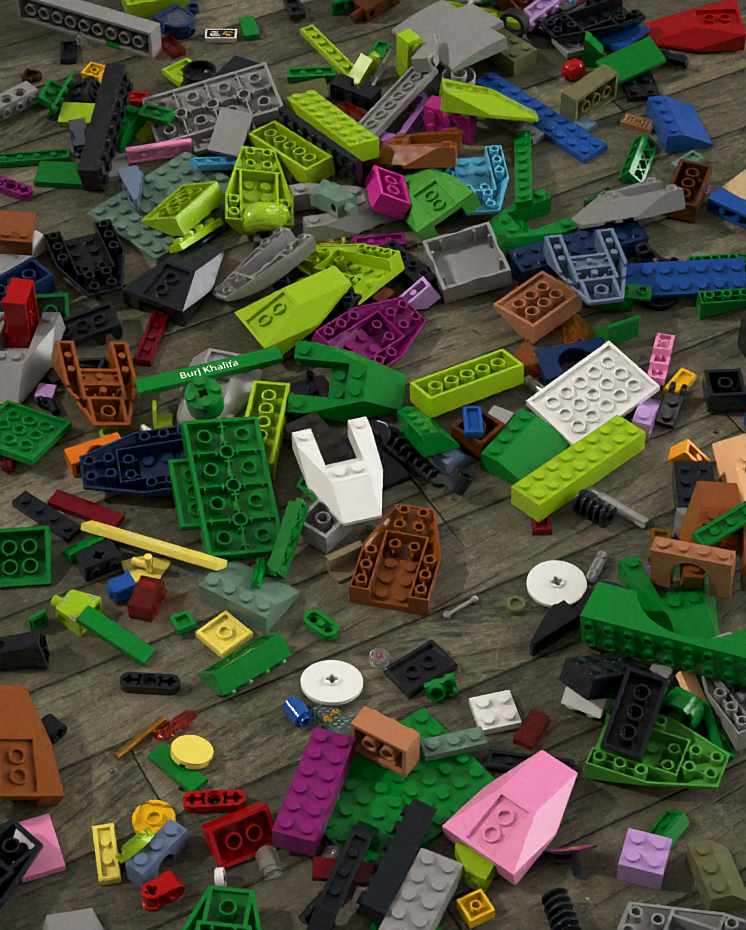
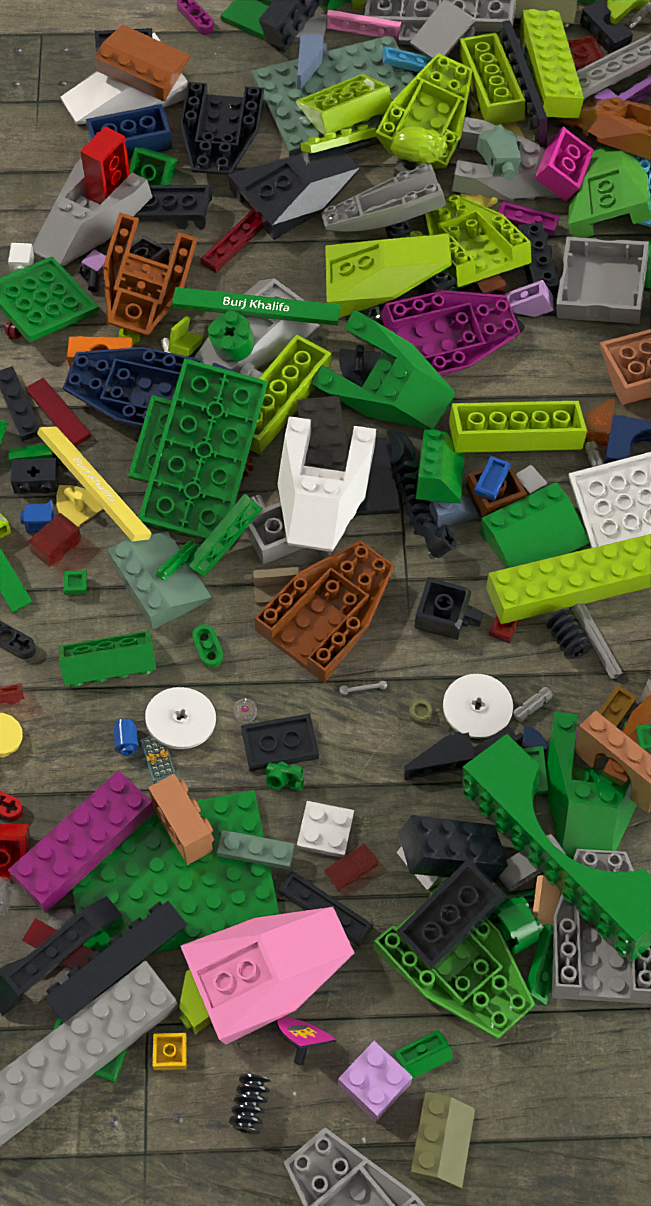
camera: 25 degrees right, 15 degrees up
(224, 634) = (109, 613): light yellow tile -> none
(491, 527) = (445, 609): none -> black hinge

